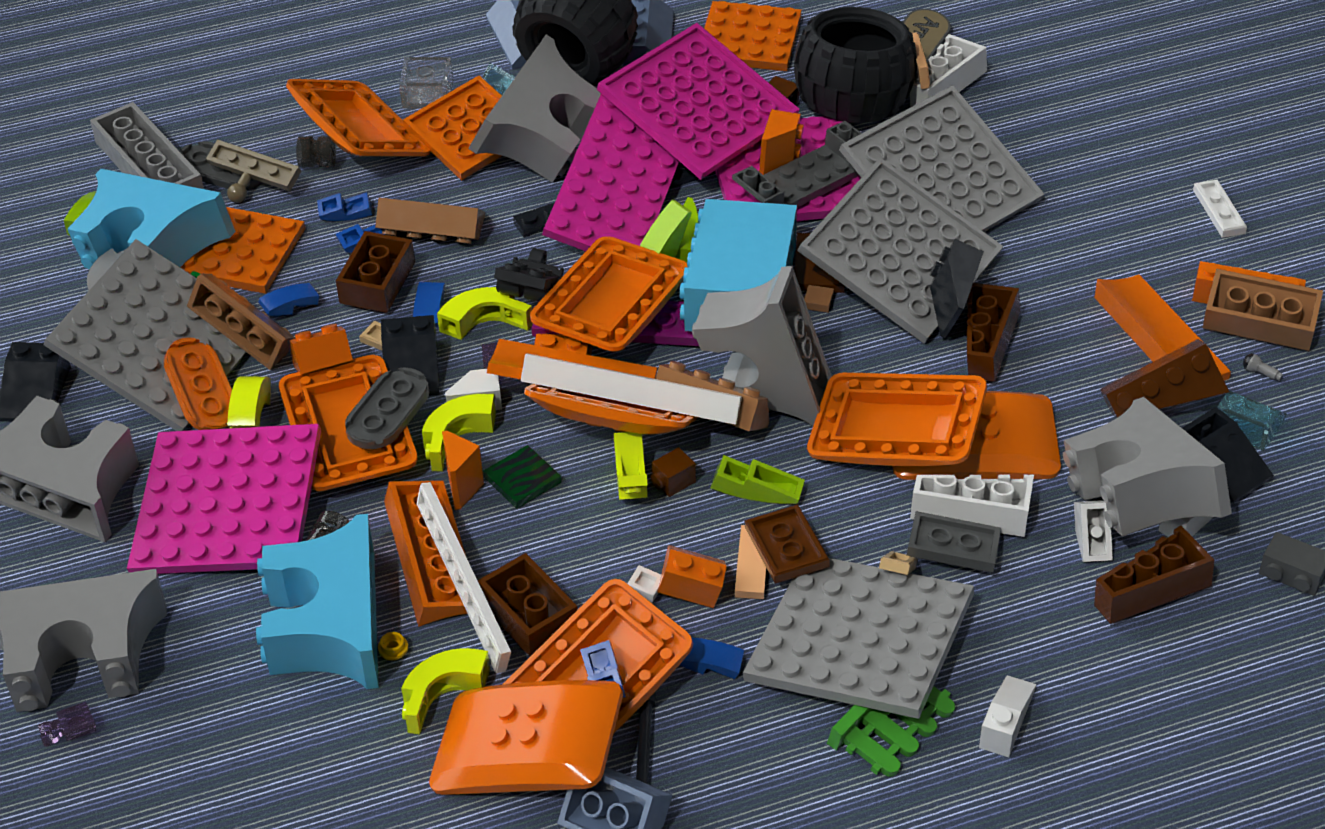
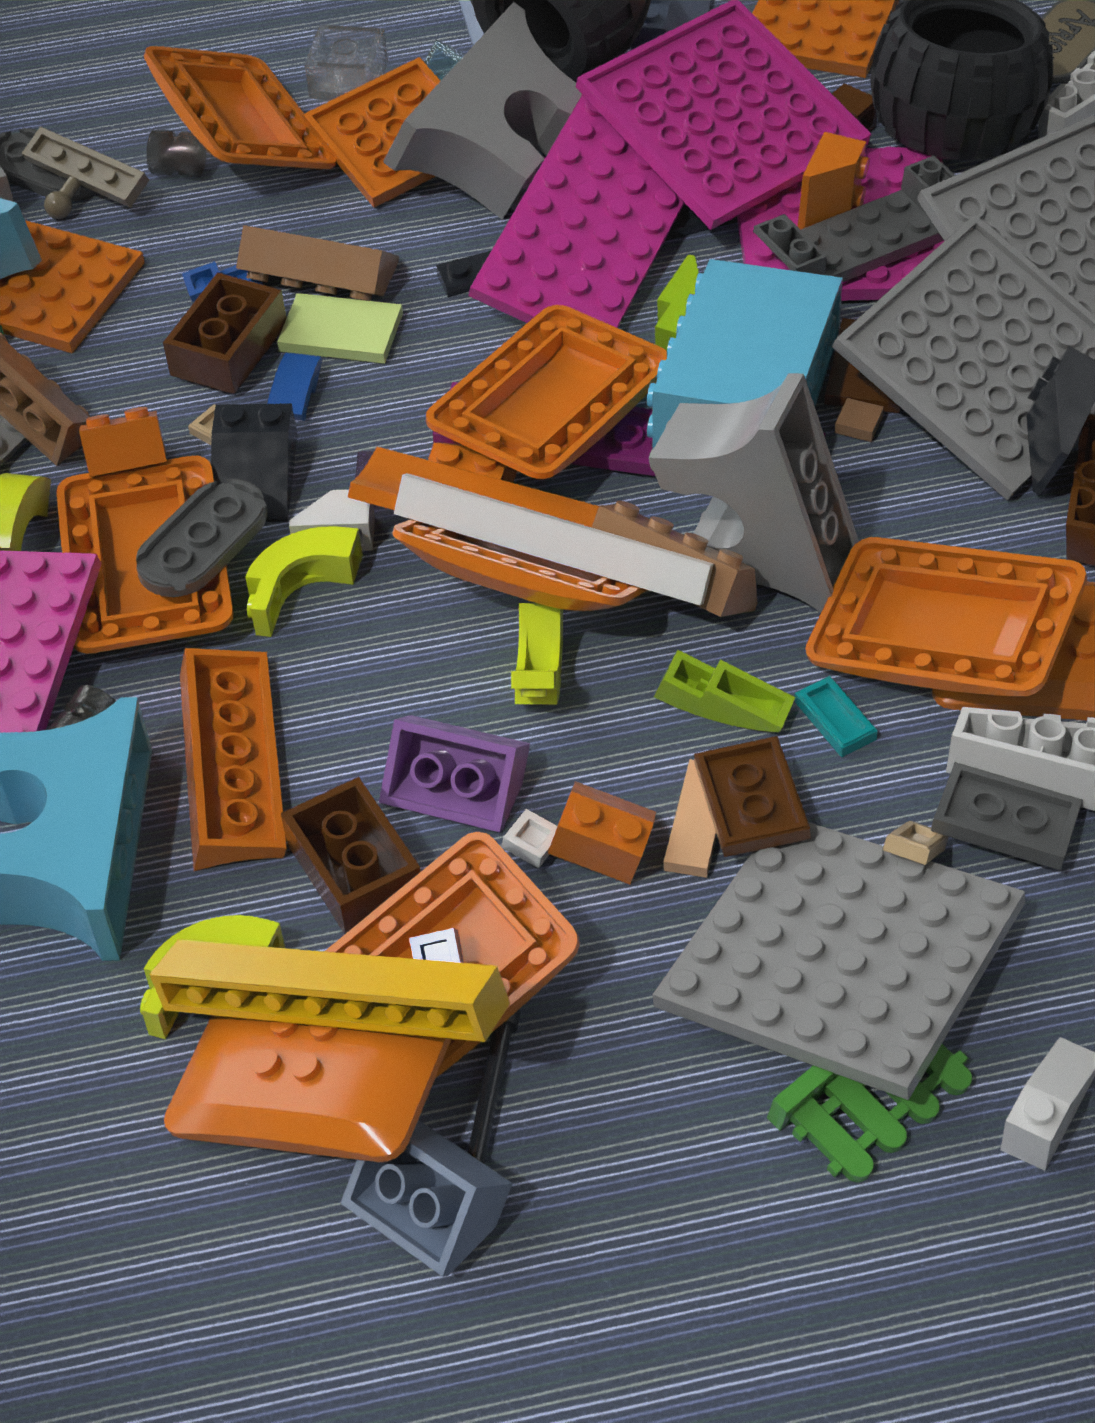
camera: 10 degrees right, 5 degrees up
(283, 300) = (90, 364): blue slope -> none
(337, 209) = (194, 238): blue slope -> none
(392, 646) = (147, 890): yellow plate -> none
(453, 263) = (340, 328): none -> yellowish green tile
(463, 467) = (292, 638): orange slope -> none
(463, 578) = (264, 806): white tile -> none
(481, 305) = (362, 395): neon yellow arch -> none
(522, 476) = (382, 655): dark green tile -> none
(528, 276) = (435, 356): black plate -> none
(536, 683) = (332, 989): none -> yellow brick
(585, 546) = (453, 772): none -> medium lavender slope
(668, 229) = (648, 302): lime slope -> none
(673, 472) = (601, 669): reddish brown brick -> none
(714, 656) = (615, 962): blue slope -> none
(832, 490) = (835, 716): none -> teal tile
(922, 67) = (1058, 76): light nougat tile -> none

